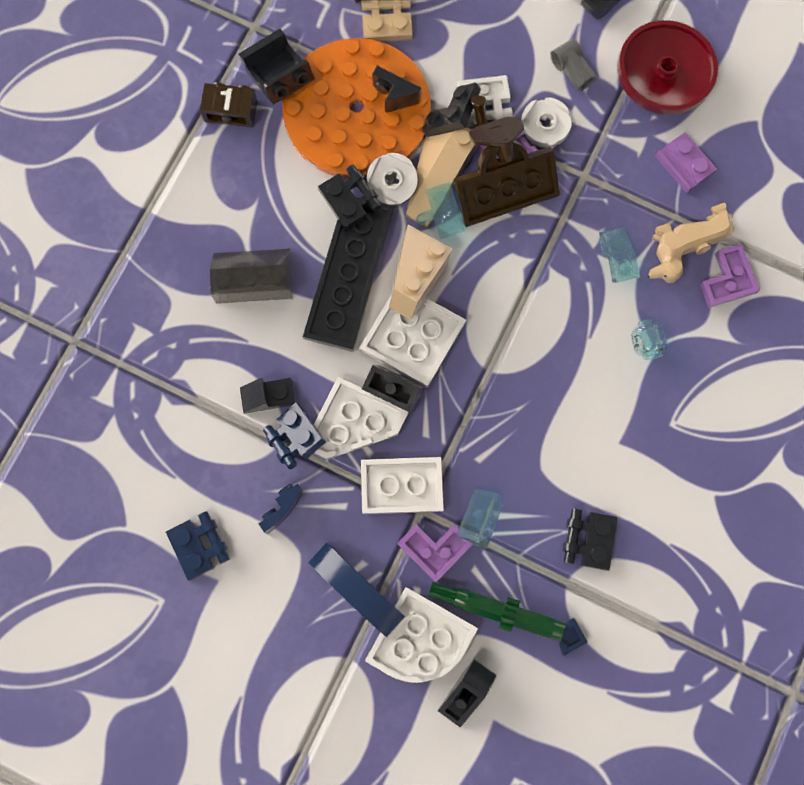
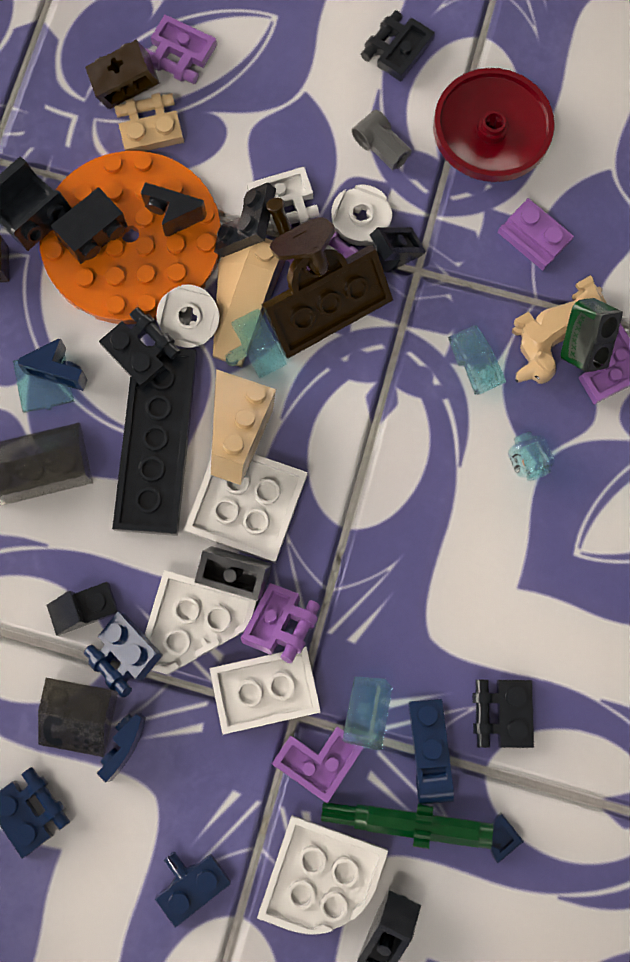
camera: 10 degrees left, 0 degrees up
(248, 478) = (75, 716): none -> clear smoke slope
(266, 211) = (40, 393): none -> clear light blue piece
(272, 197) = (46, 365): none -> dark blue slope
(316, 628) = (190, 887): none -> dark blue plate
(326, 93) = (90, 226): none -> black brick
(356, 590) = (231, 832): dark blue slope -> none
(417, 429) = (271, 619): none -> medium lavender plate
(526, 558) = (431, 752): none -> dark blue plate
(570, 152) = (396, 246): none -> black slope
(716, 249) = (591, 334): none -> pearl dark grey piece

